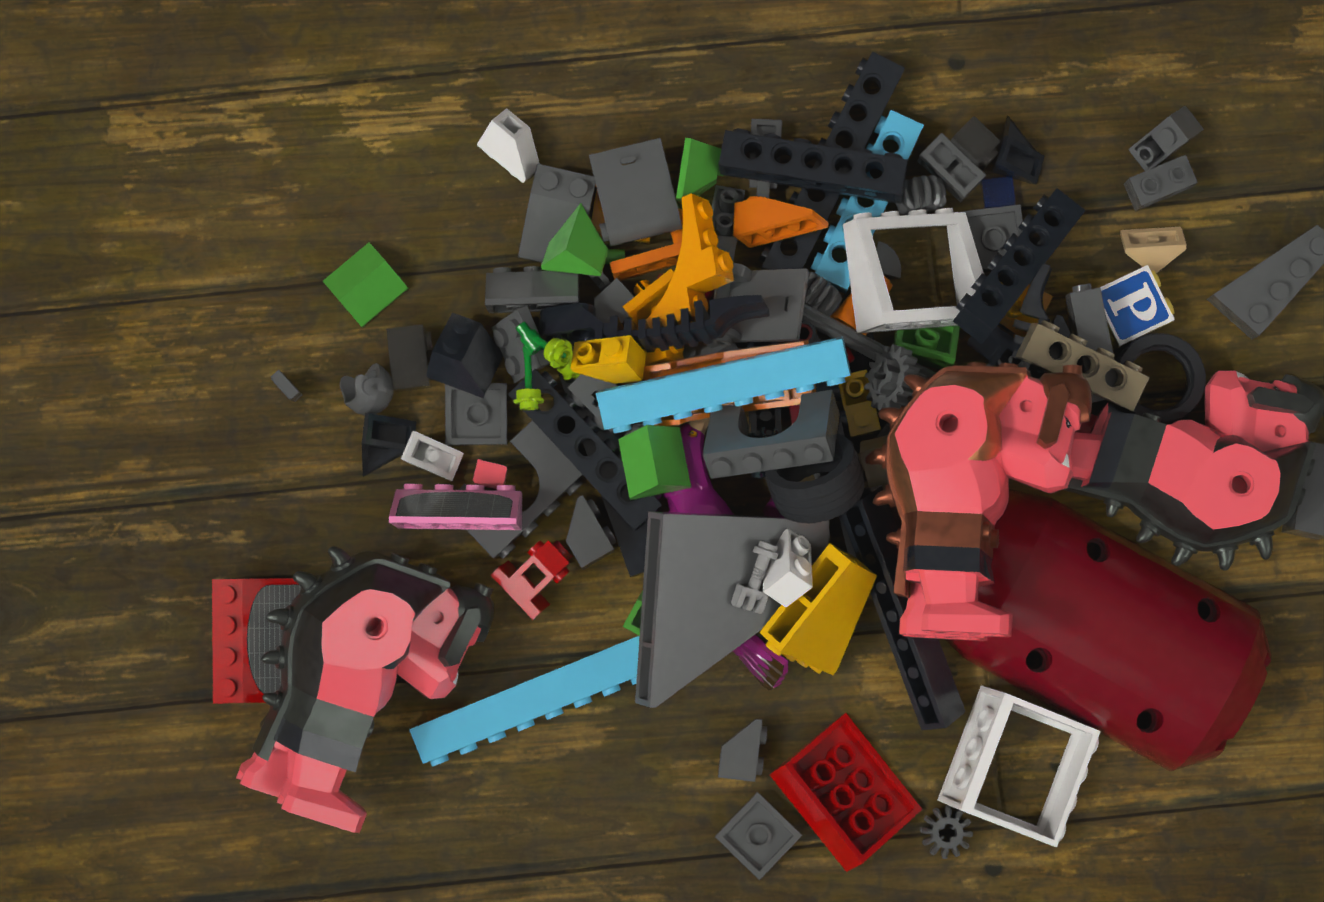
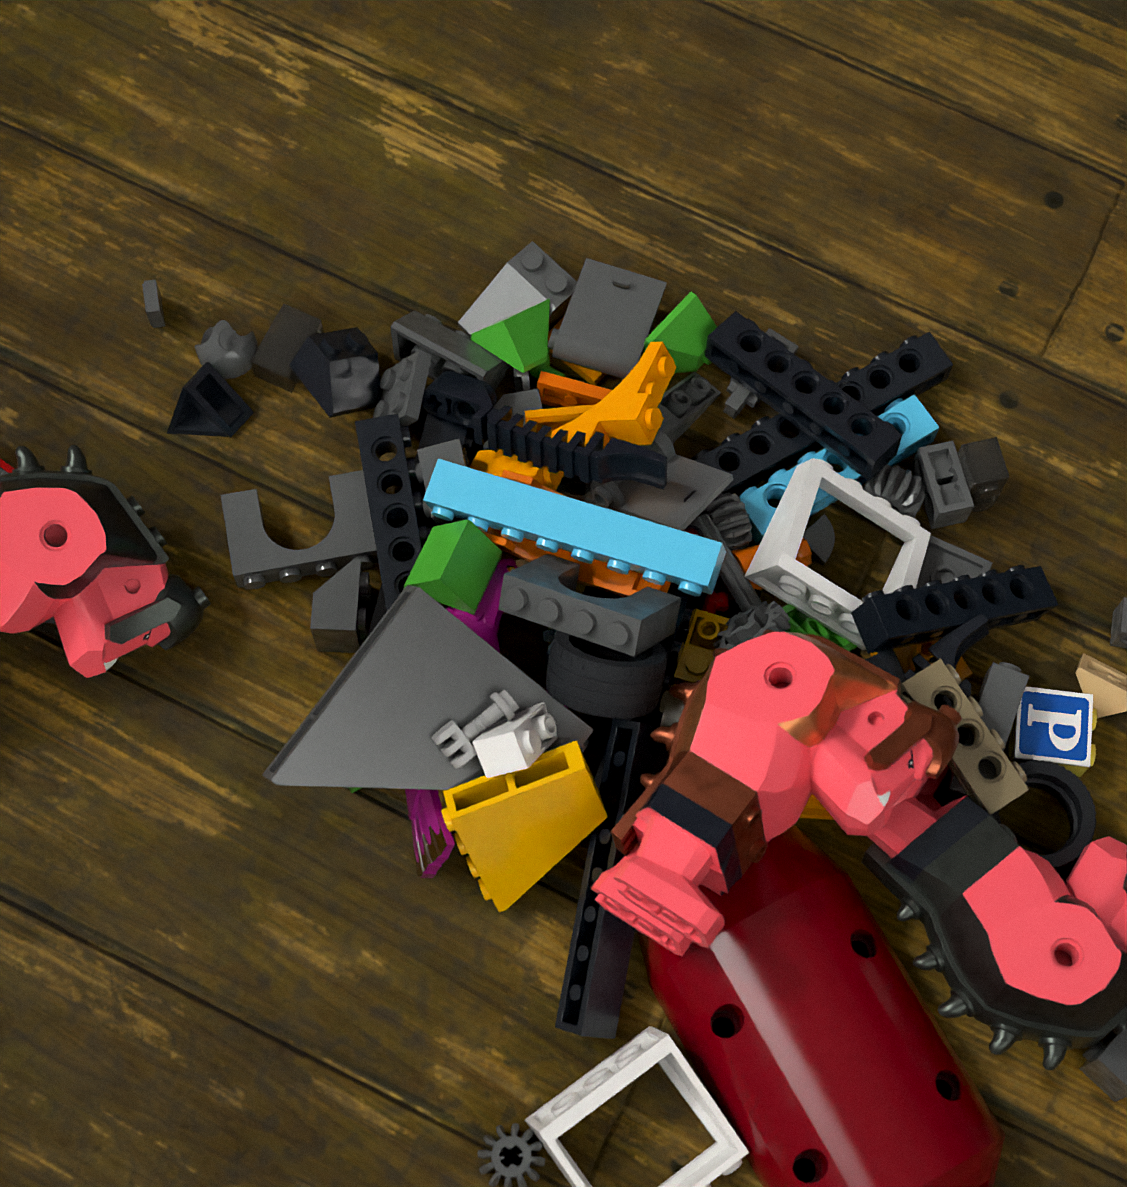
camera: 30 degrees right, 15 degrees down
(365, 284) = (294, 263): bright green slope -> none
(432, 455) = (243, 445): white slope -> none
(457, 508) = (225, 499): slope -> none
(476, 419) = (313, 440): dark grey plate -> none
(489, 474) = (287, 500): coral slope -> none
(511, 145) = (518, 213): white slope -> none
(526, 702) = (153, 739): medium azure brick -> none
(550, 559) = (287, 613): red tile -> none
(556, 351) = (426, 401): lime plant -> none
(609, 359) = (476, 440): yellow slope -> none
(740, 753) = (349, 931): dark grey slope -> none
(758, 835) = (308, 1031): dark grey plate -> none
(768, 220) = (729, 422): orange slope -> none
(846, 792) = (431, 1045): red slope -> none
(998, 192) = (977, 539): clear blue tile -> none
(1017, 156) = (1015, 517): black slope -> none

